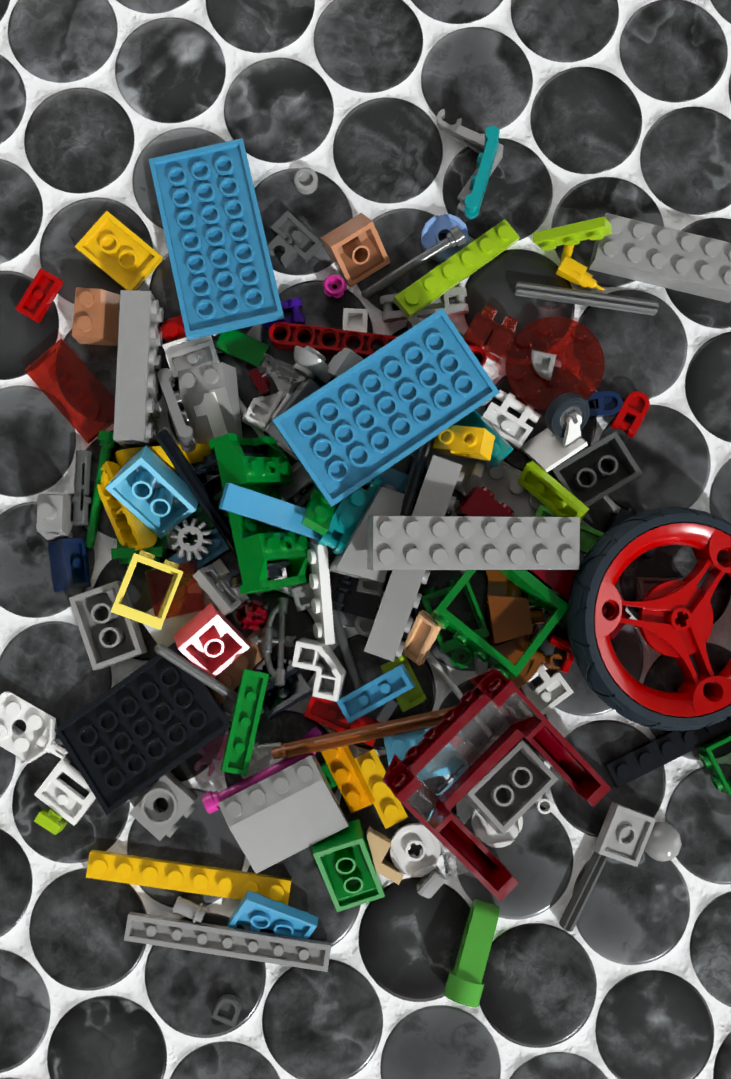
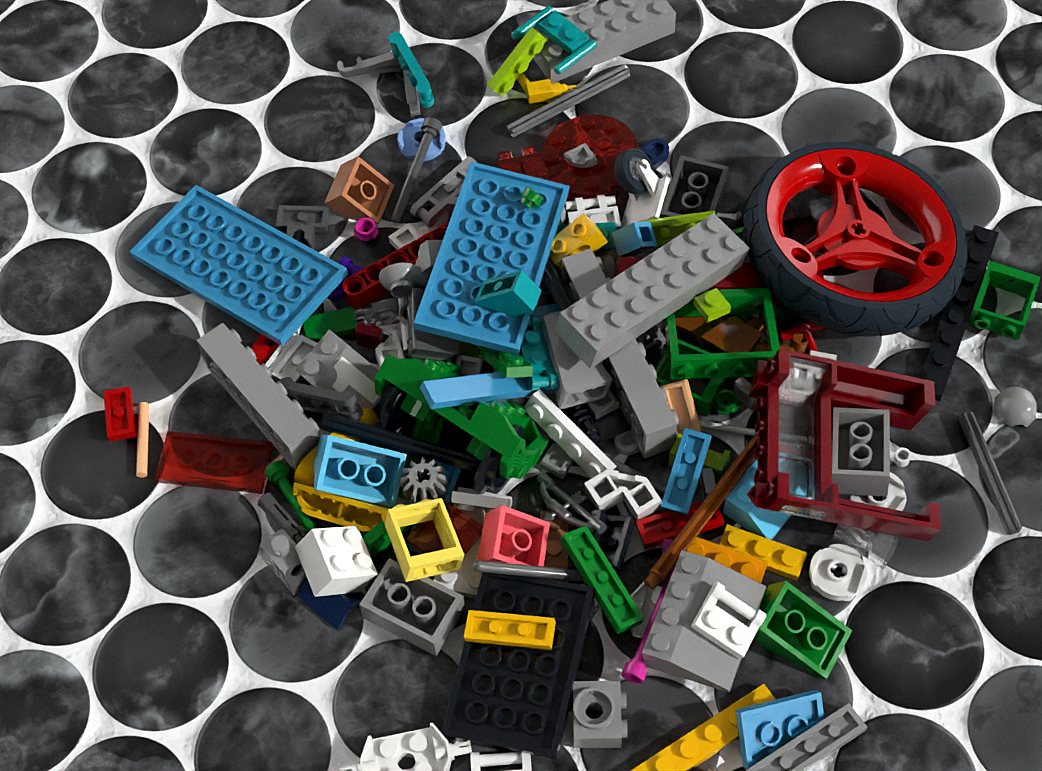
camera: 35 degrees left, 25 degrees down
(41, 329) = (142, 440): none -> light nougat bar
(78, 553) = (336, 560): none -> white brick
(96, 317) = (189, 389): nougat slope -> none
(119, 252) = (162, 334): yellow plate -> none
(150, 705) = (509, 629): none -> yellow plate
(212, 751) = (596, 637): clear pink plate -> none
(251, 615) = (527, 501): dark red gear -> none
(287, 836) = (724, 628): none -> white plate
(306, 181) = (273, 180): light grey tile -> none
(360, 457) = (509, 294): none -> teal slope
(379, 846) = (832, 603): tan slope -> none
(430, 884) = (877, 588): light grey slope -> none
(455, 383) = (531, 198): none -> green plate
(456, 269) = (451, 148): lime plate -> none
(465, 981) = (980, 628): bright green beam -> none
(511, 475) = (634, 239): none -> dark azure brick
(511, 586) = (712, 305): none -> lime plate
(624, 834) = (981, 417): light grey plate -> none
(628, 236) = (562, 33): none -> teal plate
(636, 406) = (679, 138): red plate -> none

